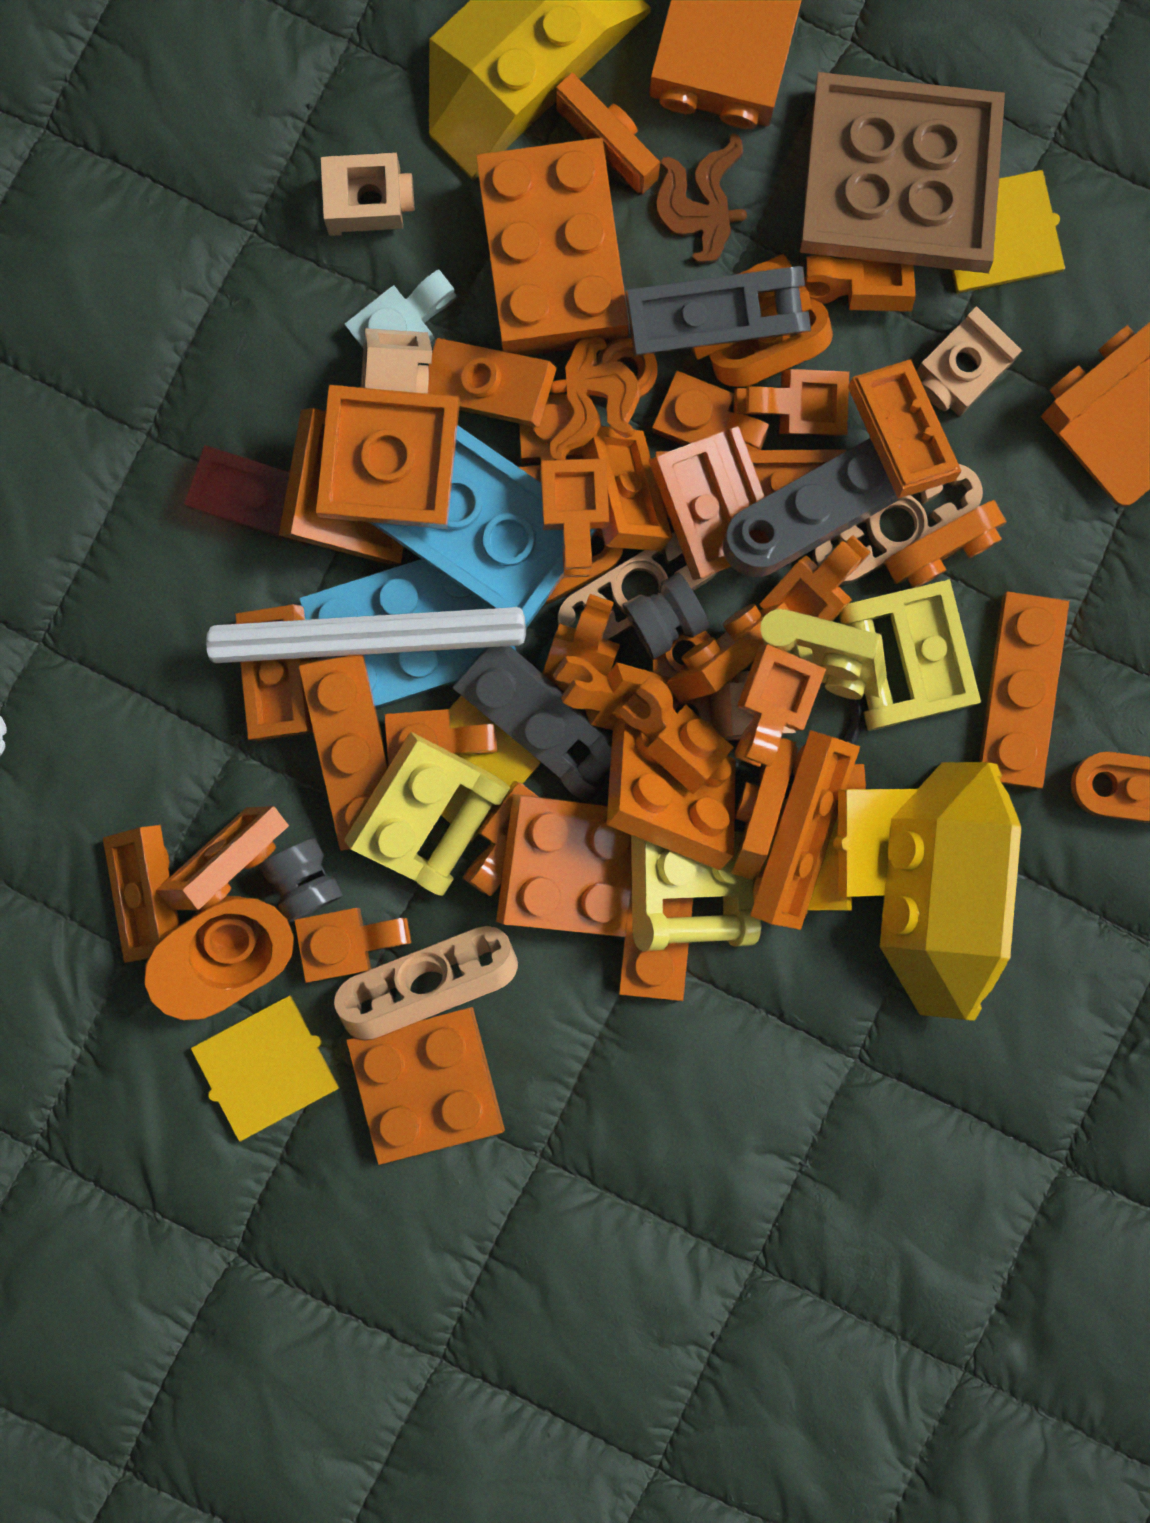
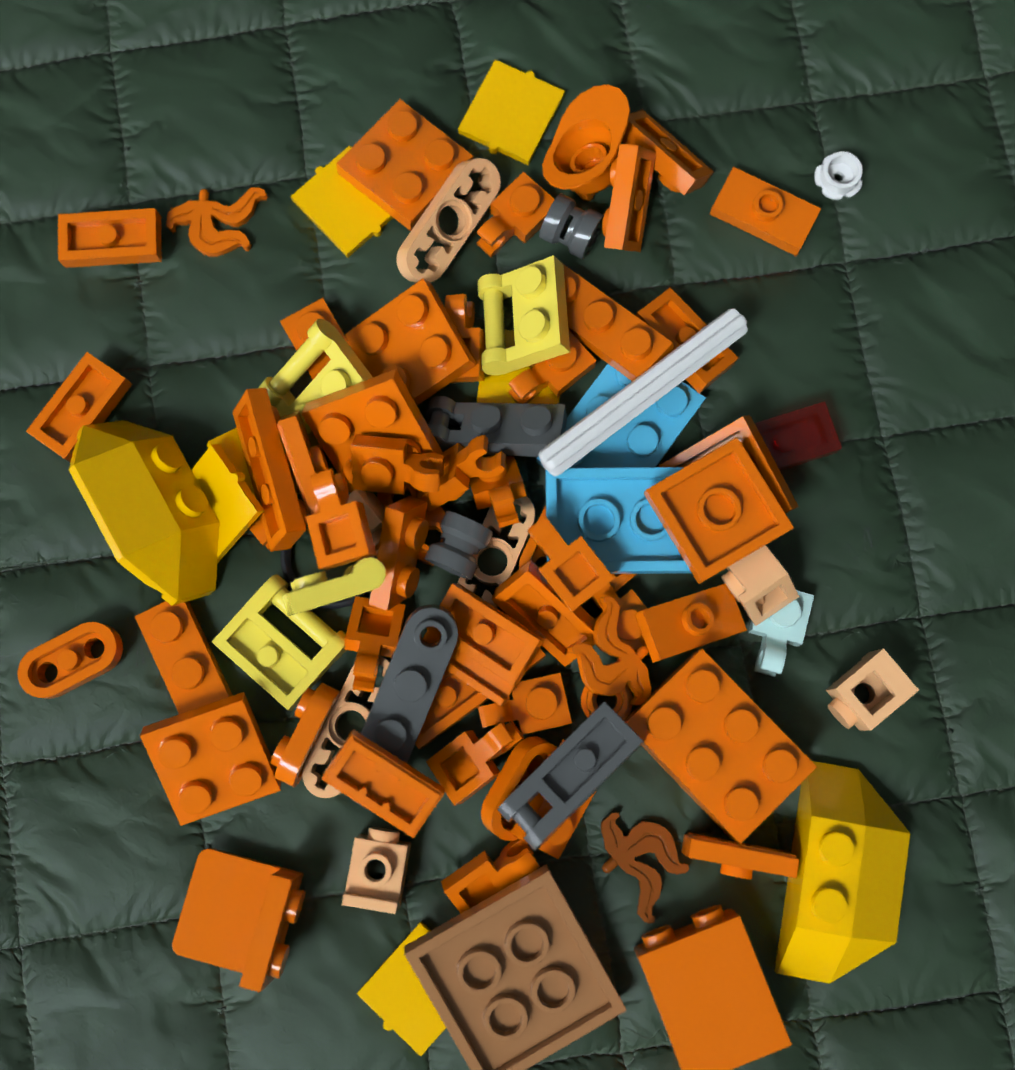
camera: 150 degrees right, 5 degrees down
(81, 755) = (765, 211): none -> orange plate
(529, 1092) = (340, 208): none -> yellow piece
(696, 1171) = (202, 229): none -> orange piece
(802, 1228) = (109, 238): none -> orange plate
(957, 1055) = (81, 400): none -> orange plate
(1057, 584) = (211, 758): none -> orange plate

